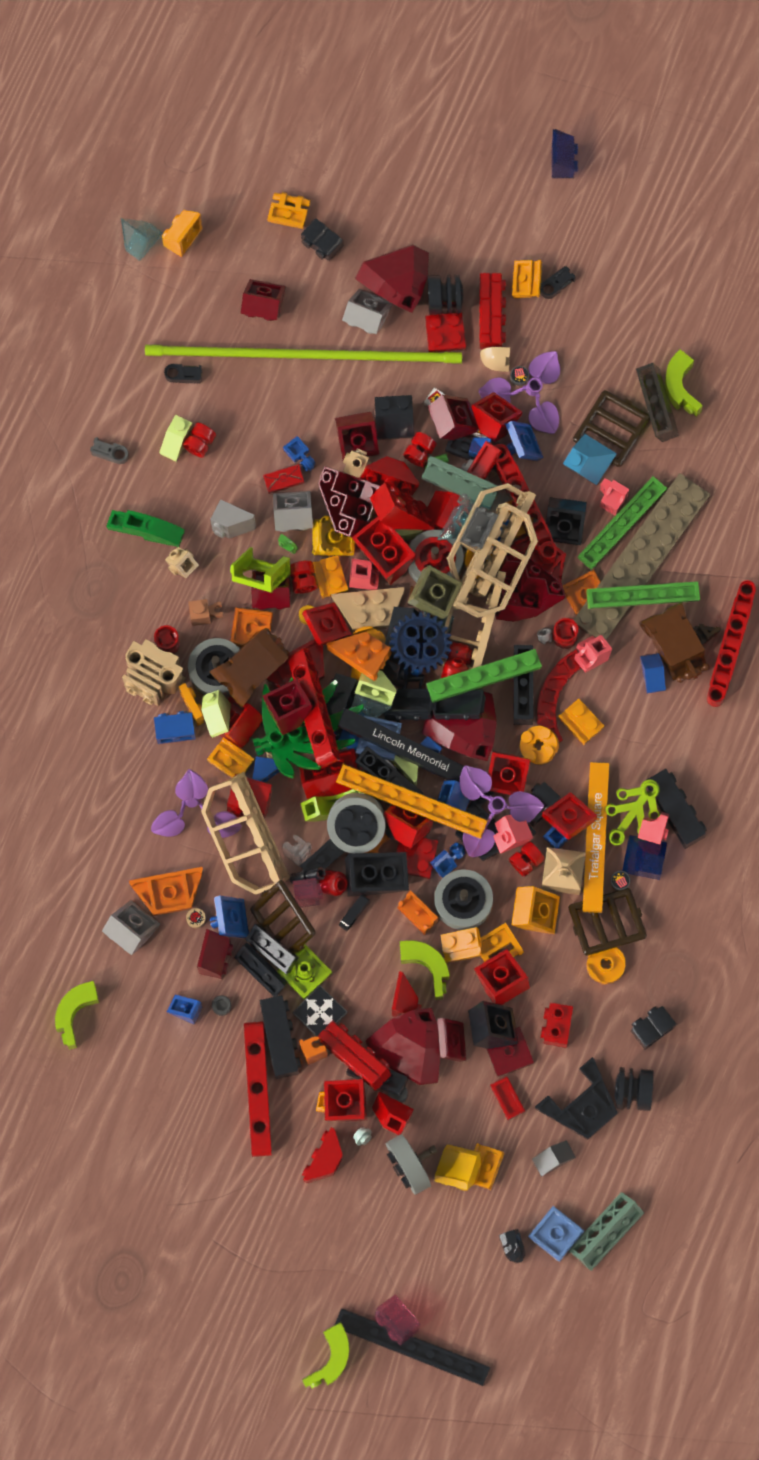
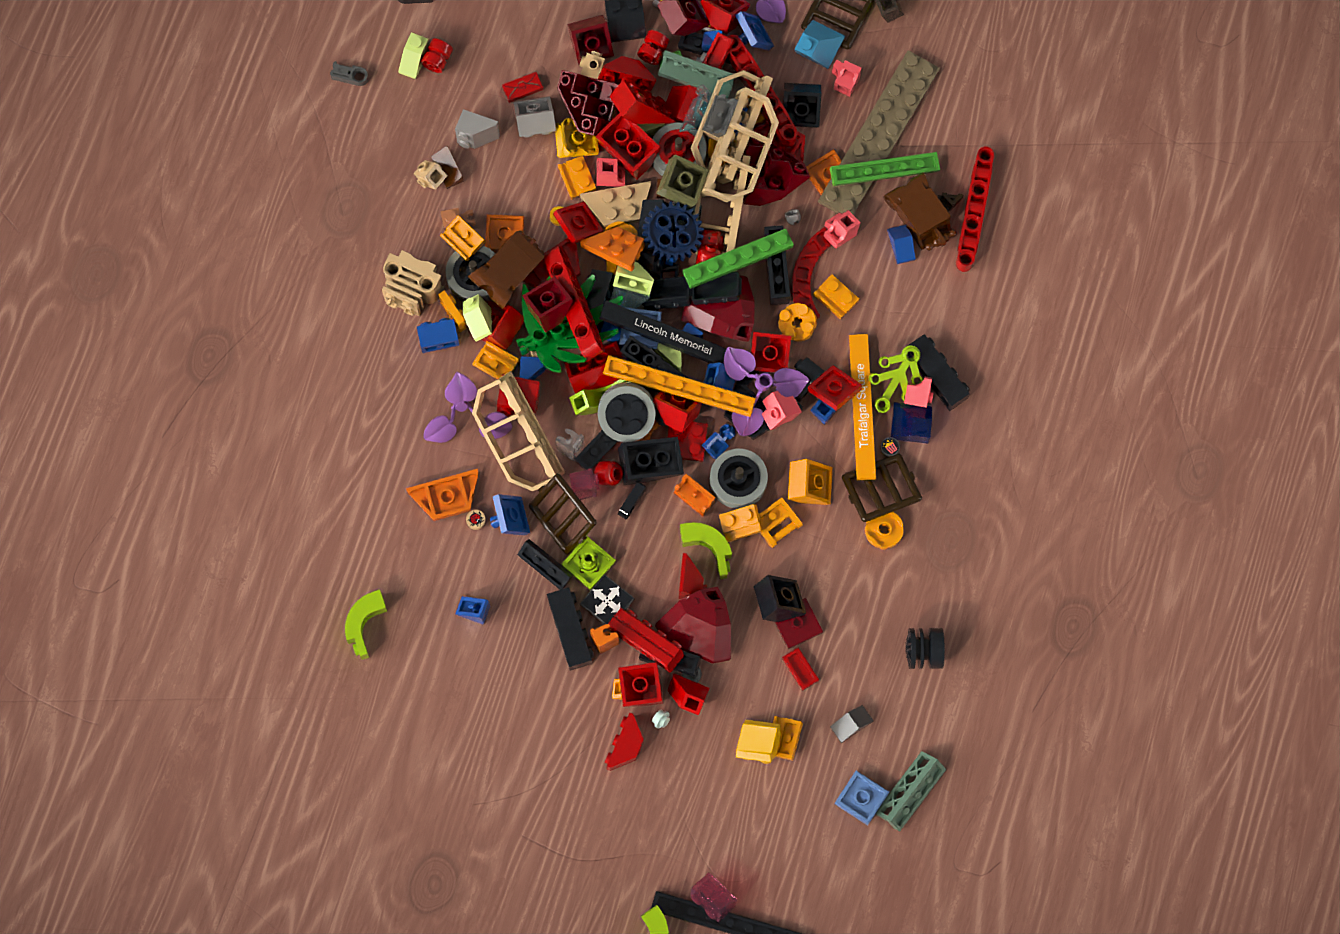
camera: 10 degrees left, 0 degrees up
(130, 927) = (411, 534): light grey slope -> none
(146, 526) = (391, 142): green slope -> none
(167, 639) = (422, 249): red wheel -> none
(201, 555) = (447, 162): none -> reddish brown slope
(208, 631) = (462, 238): none -> light orange plate
(214, 955) = (497, 553): dark red slope -> none
(221, 1005) = (509, 603): dark grey tile -> none
(257, 1102) = (555, 694): red beam -> none
(272, 948) = (554, 542): plate -> none
(273, 576) = (521, 177): lime panel -> none
(278, 598) = (520, 194): dark red slope -> none
(287, 544) = (532, 149): bright green tile -> none
(297, 450) = (532, 58): blue plate -> none
(303, 577) = (550, 177): red wheel -> none
(308, 874) = (593, 464): black pin -> none
(409, 1164) = (710, 741): light grey wheel -> none
(451, 1040) = (740, 616): dark red plate -> none
(502, 978) = (784, 551): red slope -> none
(513, 1246) = (820, 813): black rock -> none
(531, 854) = (801, 429): red wheel -> none
(557, 1025) = (842, 593): red brick -> none
(563, 871) = (833, 442): tan piece -> none
(565, 633) = (813, 212): red wheel -> none
(589, 1110) = (881, 674): black wing -> none
(622, 523) = (857, 102): bright green plate -> none
(653, 1026) = (937, 586): black brick -> none

